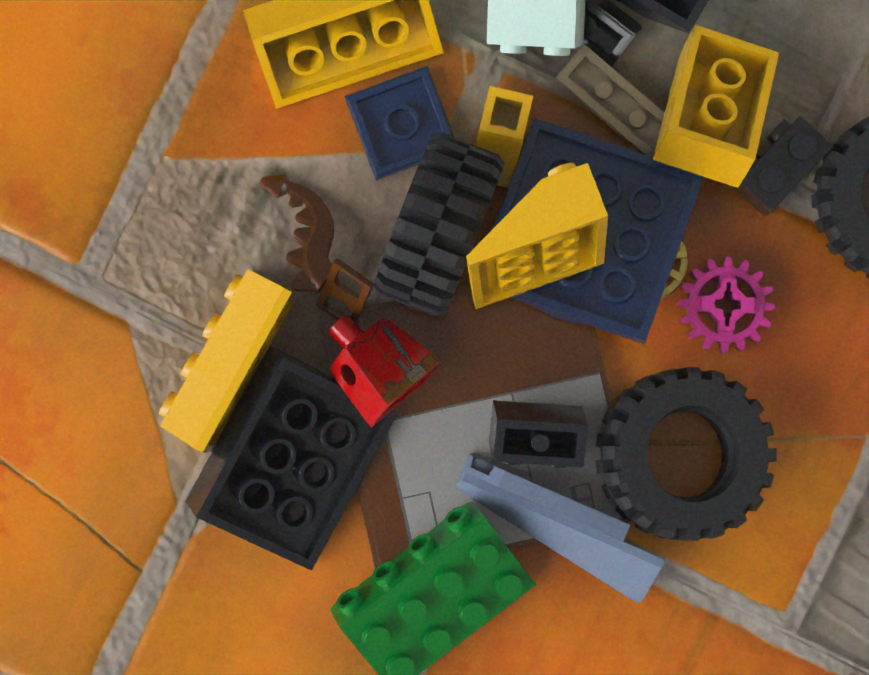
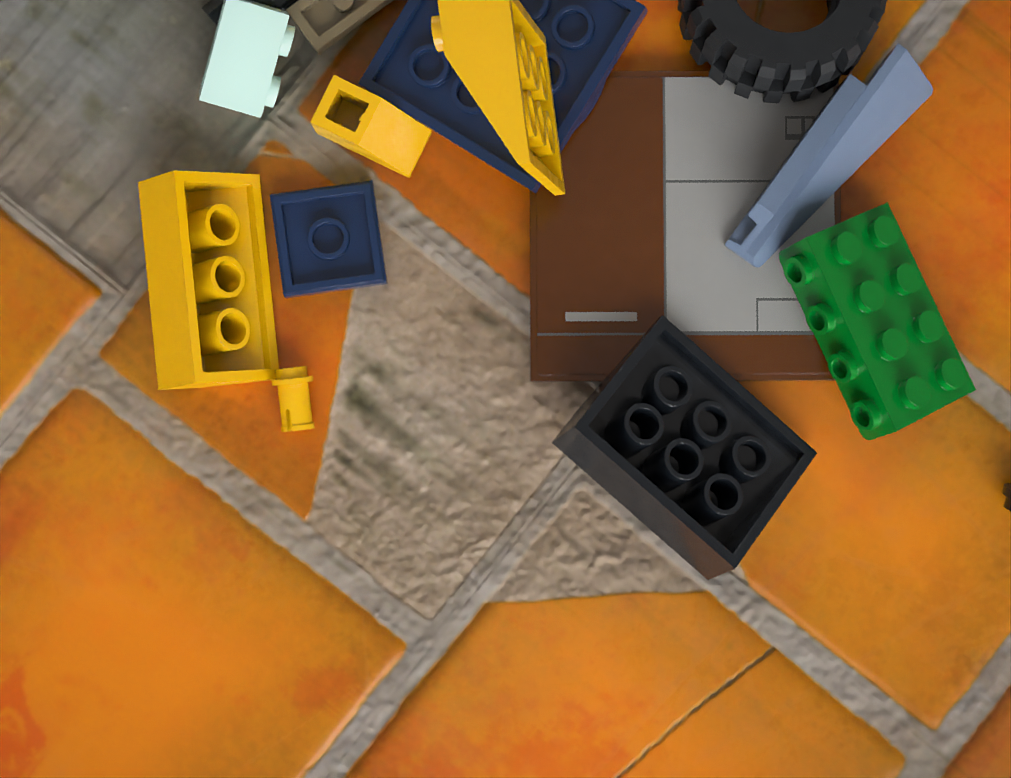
camera: 80 degrees left, 0 degrees up
(227, 361) = (560, 496): yellow slope -> none
(261, 124) = (294, 398): none -> yellow pin
(316, 242) = (479, 368): reddish brown piece -> none
(379, 366) = (605, 321): red torso -> none
(438, 224) = (460, 210): black tyre -> none
(538, 434) = (722, 156): black brick -> none

